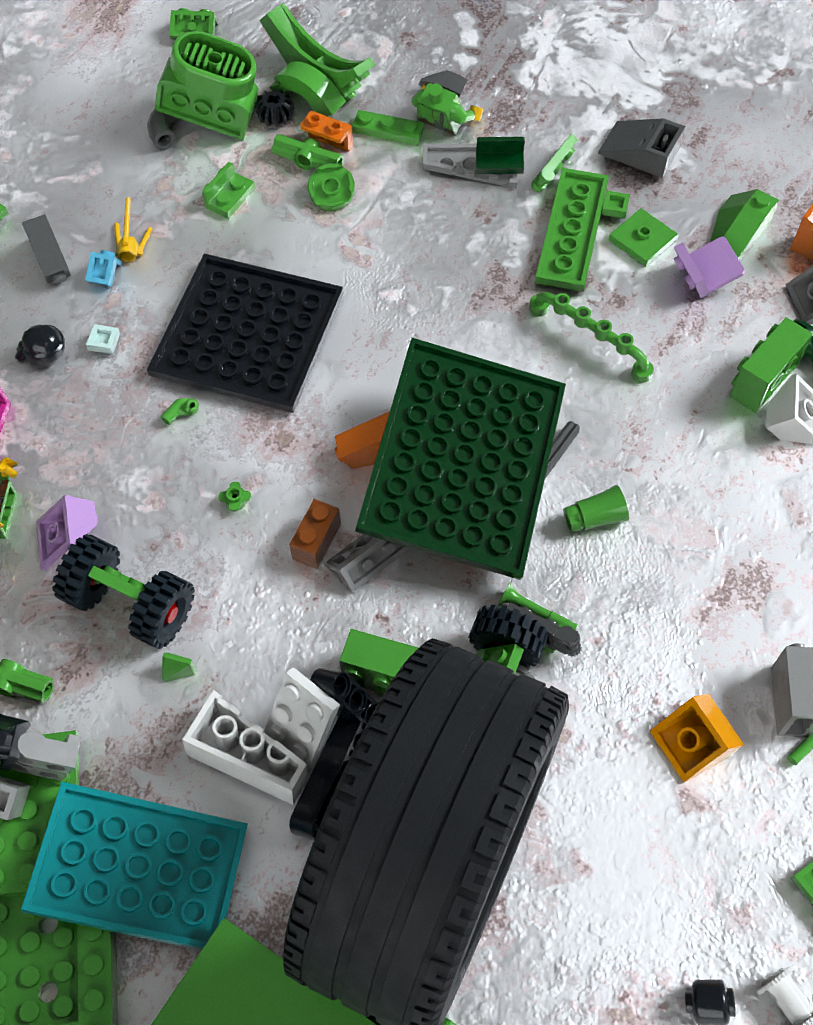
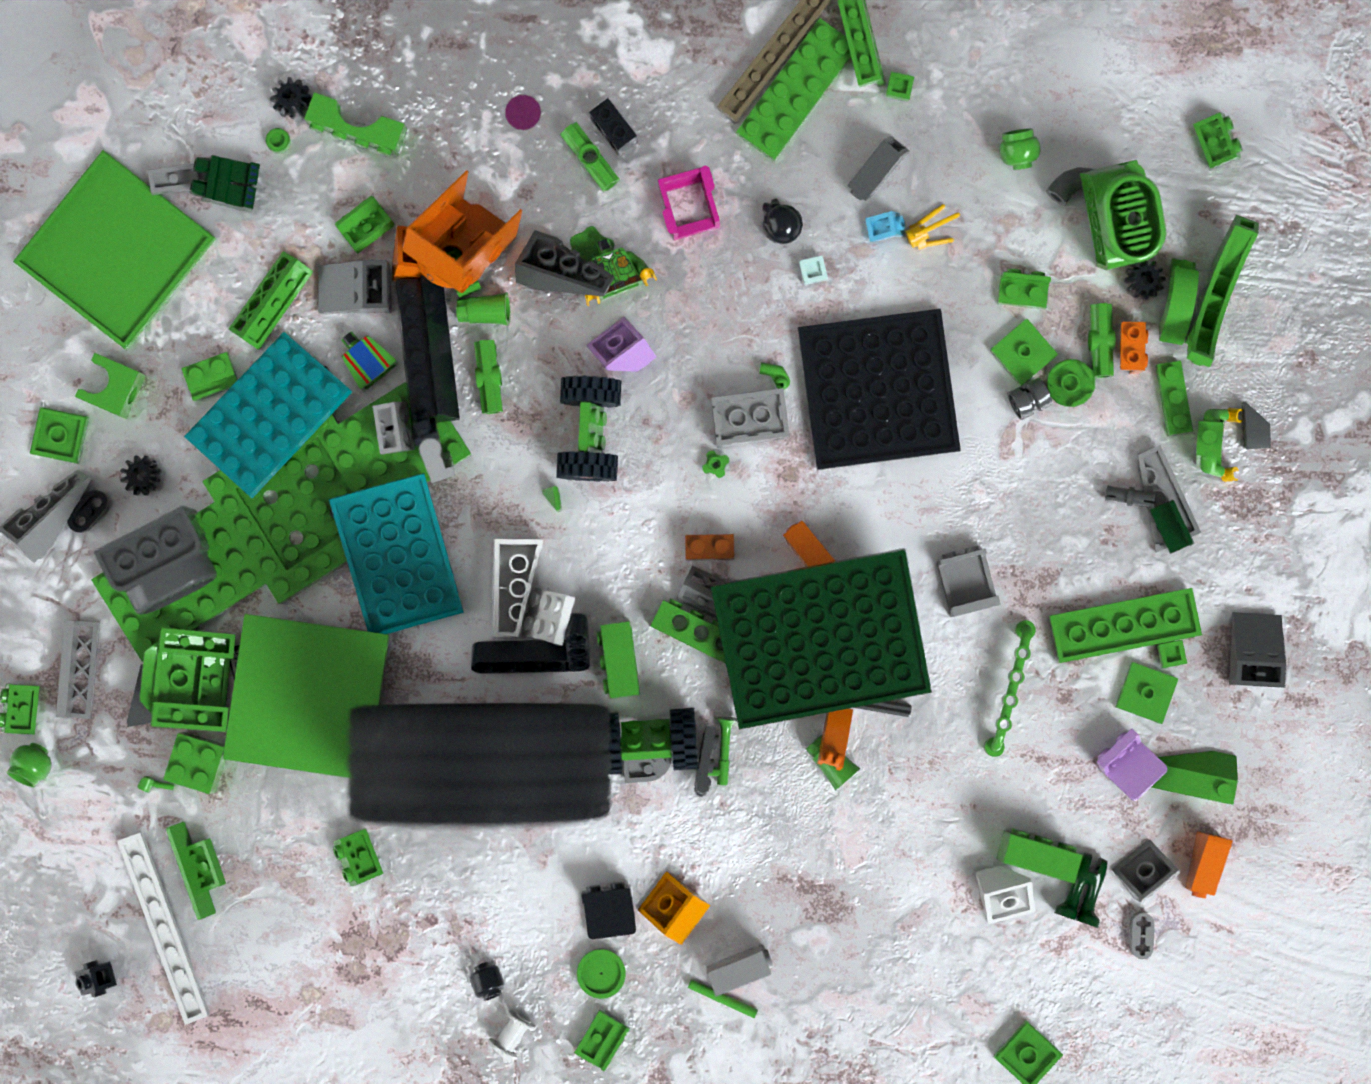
camera: 65 degrees right, 25 degrees up
(105, 145) = (1019, 148): none -> bright green piece
(206, 442) = (750, 418): none -> light grey piece
(283, 213) = (1023, 352): none -> bright green plate
(327, 218) = (1032, 397): none -> dark grey wheel
(372, 611) = (663, 623): none -> bright green brick
(457, 180) = (1130, 496): none -> dark grey pin
(470, 330) = (967, 581): none -> light grey panel
(554, 165) = (1195, 577): plate -> none
(574, 493) = (835, 738): none -> orange hinge
(673, 812) = (609, 910): none -> black bracket
(760, 848) = (598, 984): none -> bright green piece

